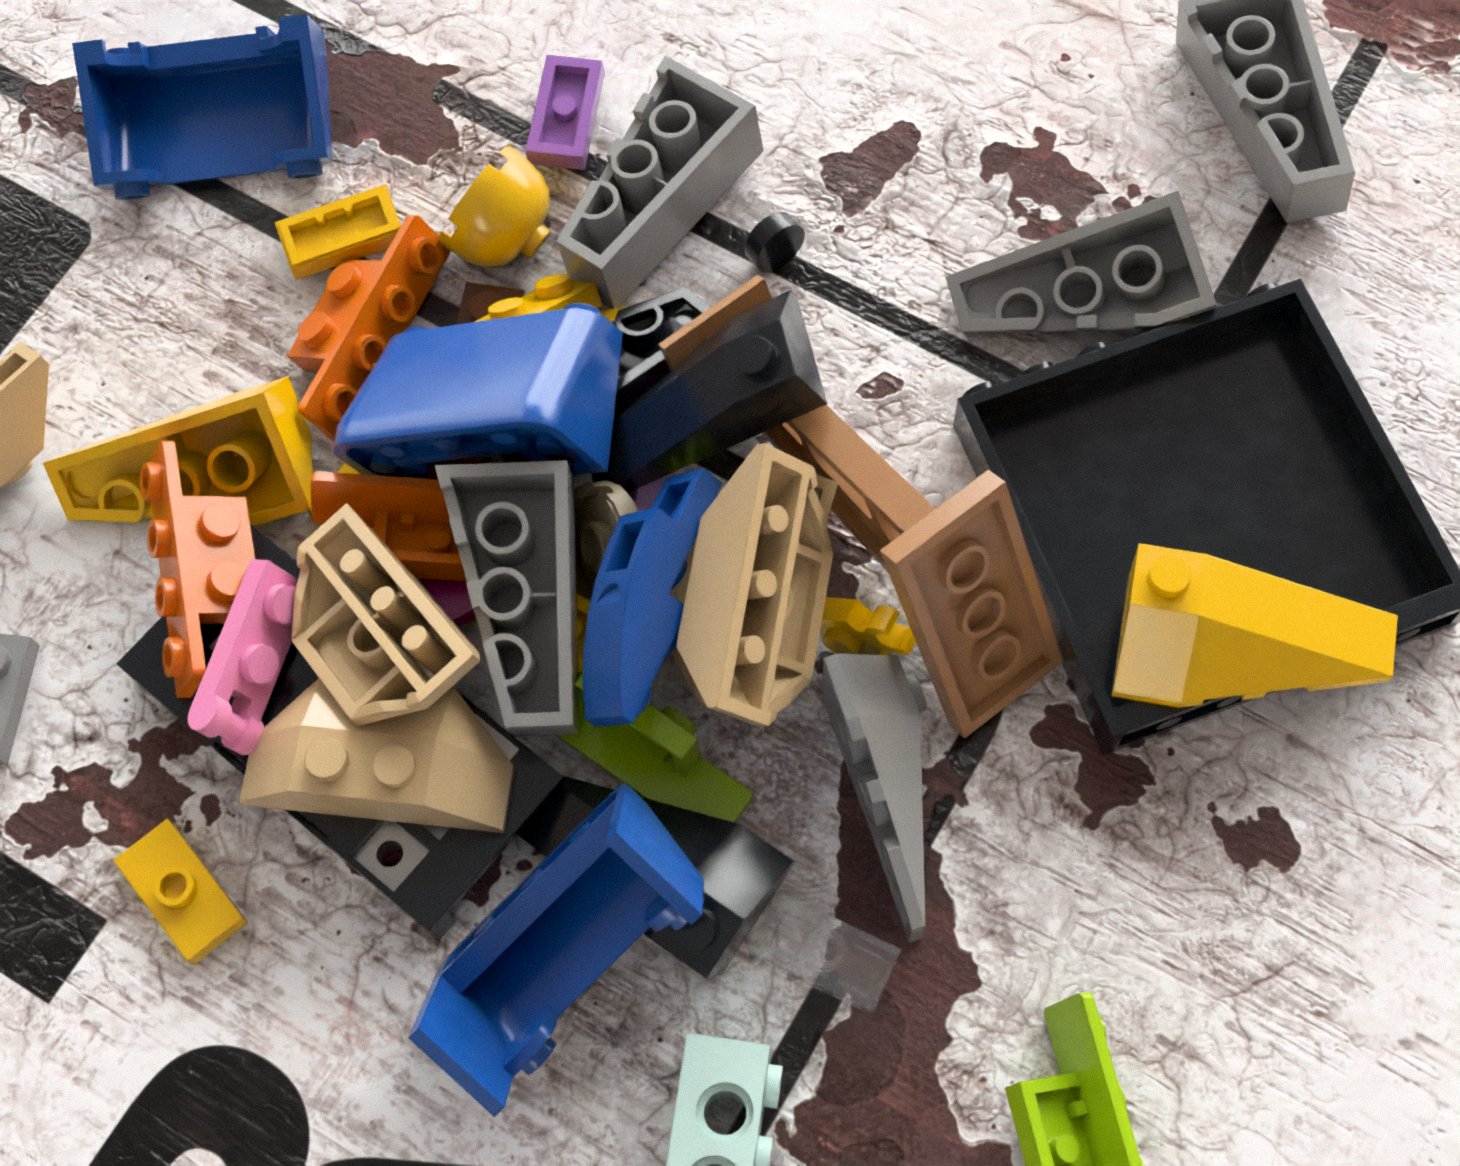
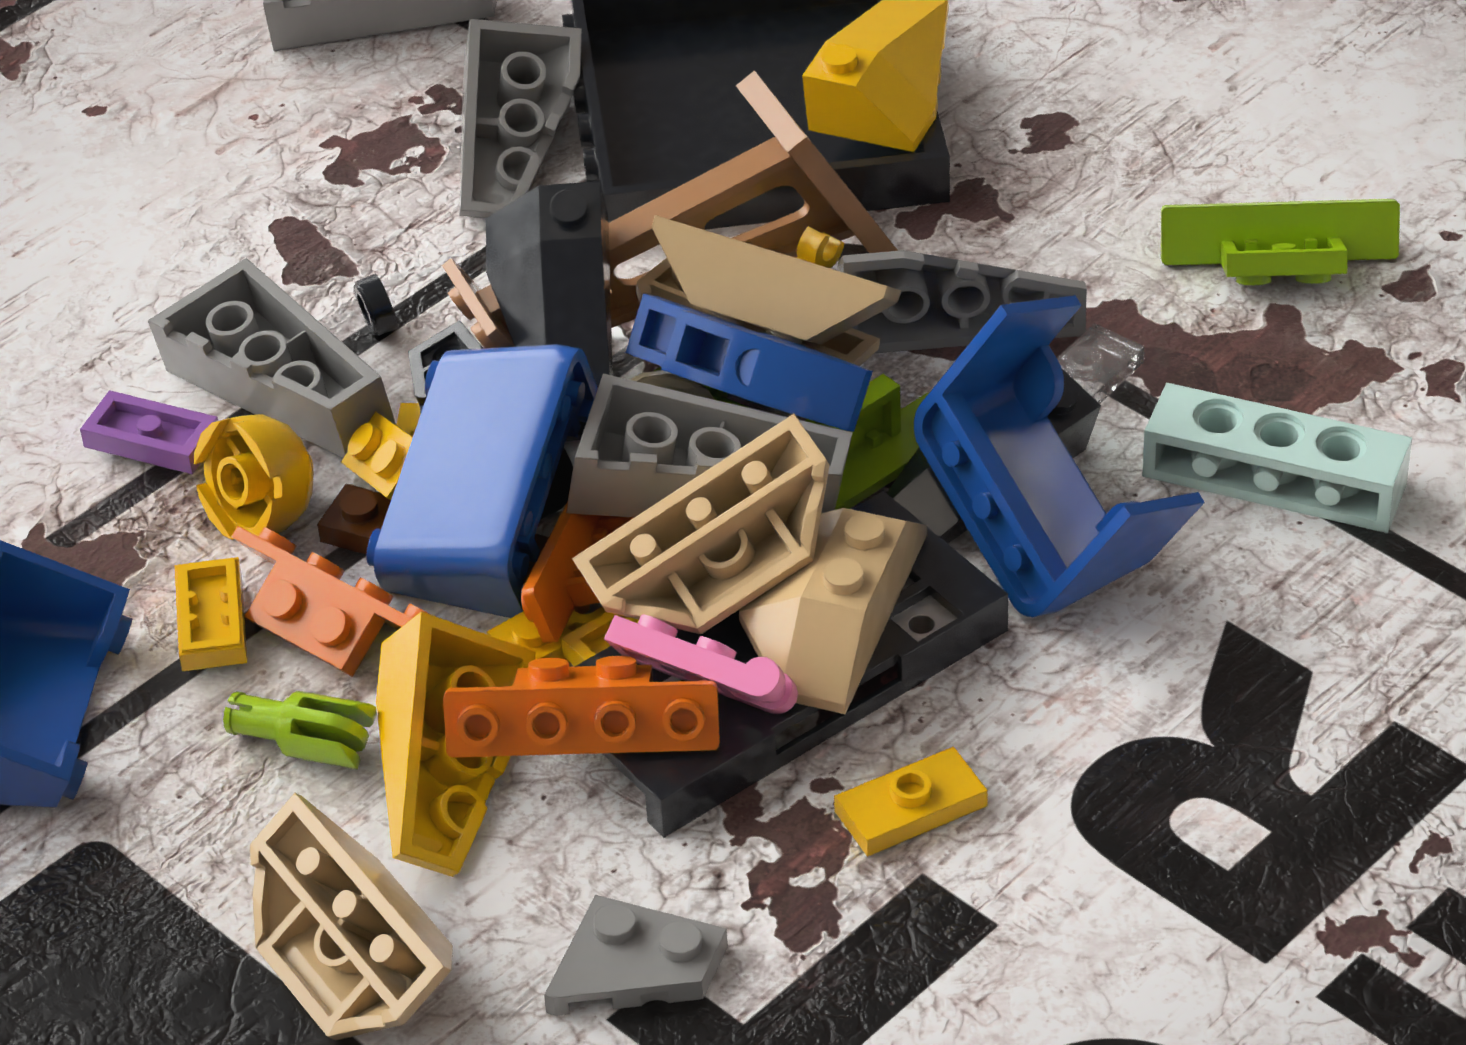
camera: 80 degrees left, 25 degrees down
(205, 347) = (305, 725): none -> lime arm

